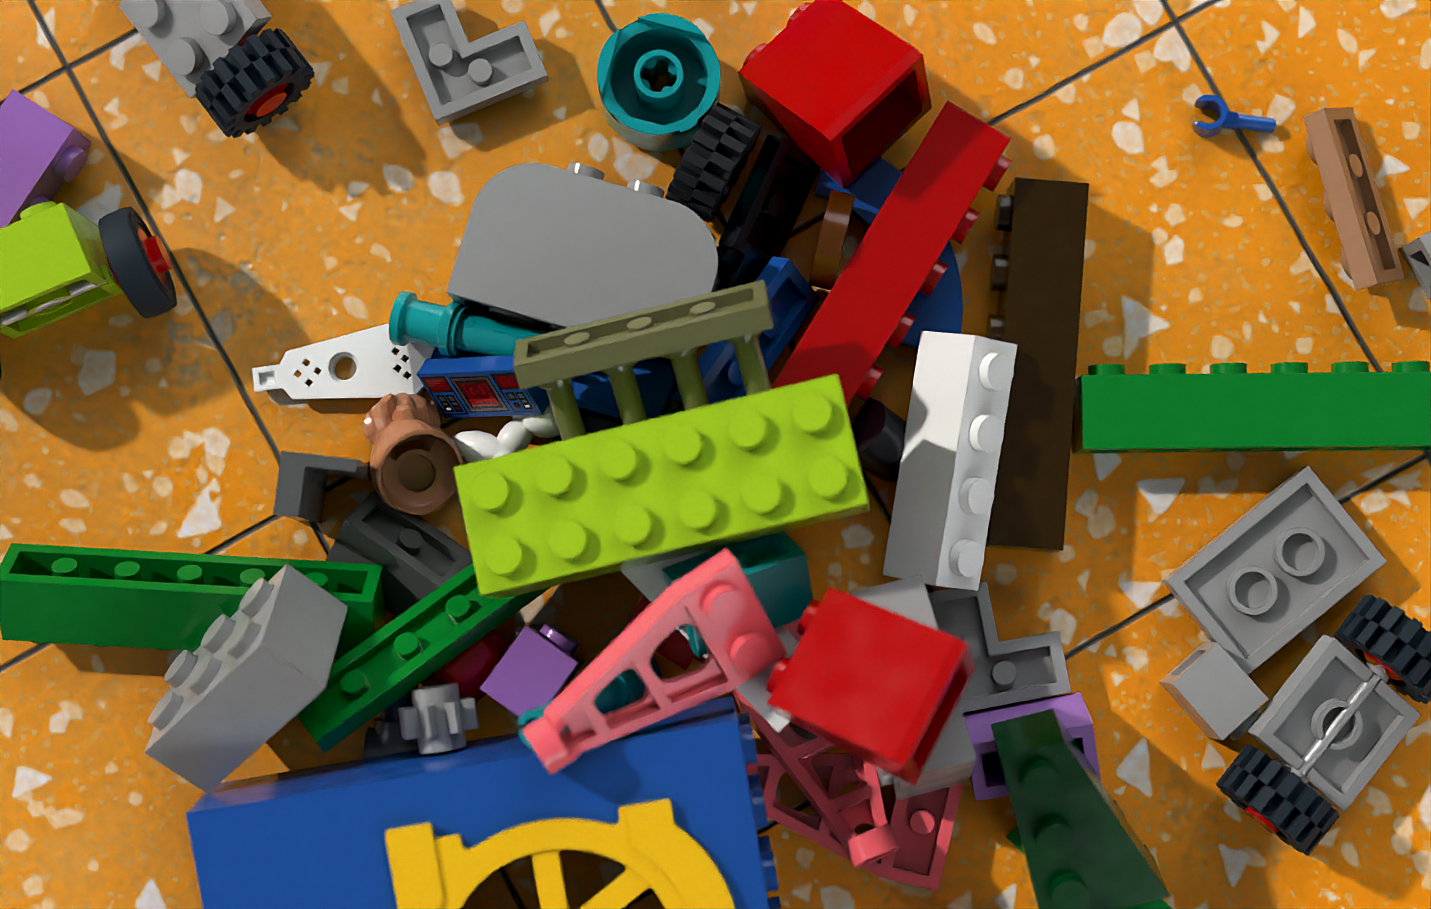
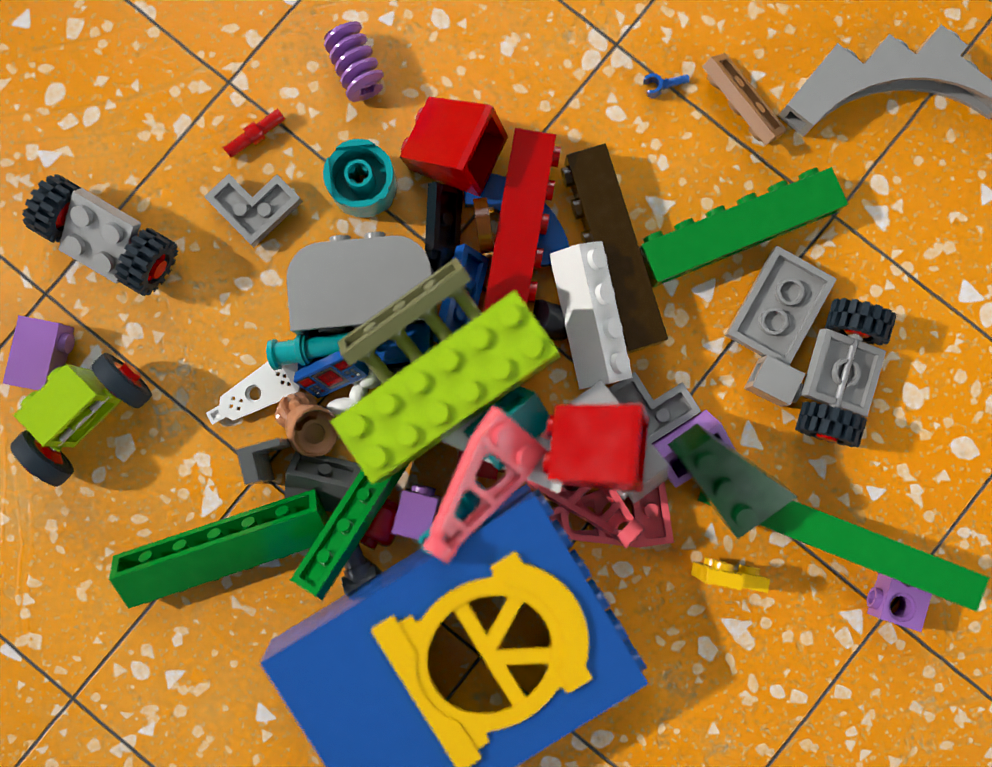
camera: 20 degrees left, 0 degrees up
(246, 678) = (265, 577): light grey brick -> none
(438, 718) = (376, 557): light grey gear -> none
(713, 161) = (405, 207): black tyre -> none

